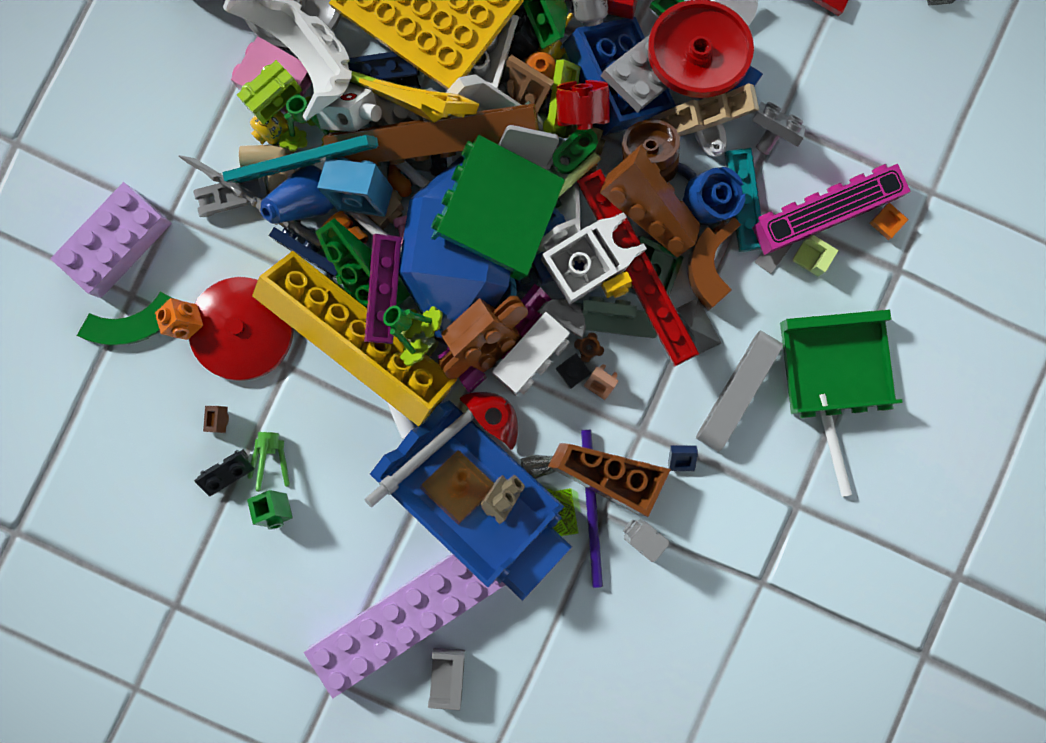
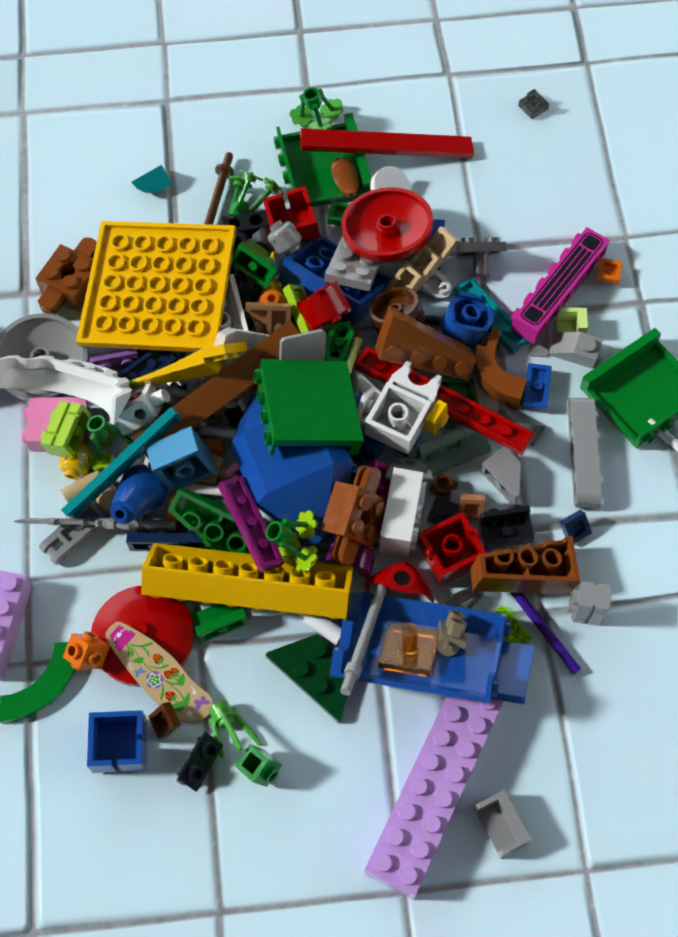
camera: 20 degrees left, 20 degrees down
(163, 414) = (117, 741): none -> blue piece
(232, 374) = (158, 673): none -> tan sticker
(307, 355) = (218, 621): none -> green panel
(351, 40) = (117, 360): none -> medium lavender bracket
(366, 442) = (309, 667): none -> dark green wing
(556, 413) = (450, 547): none -> red brick
(619, 422) = (506, 527): none -> black bracket
(651, 369) = (504, 473): none -> light grey slope
(738, 300) = (537, 387): none -> blue plate
(801, 283) = (576, 347): none -> light grey slope

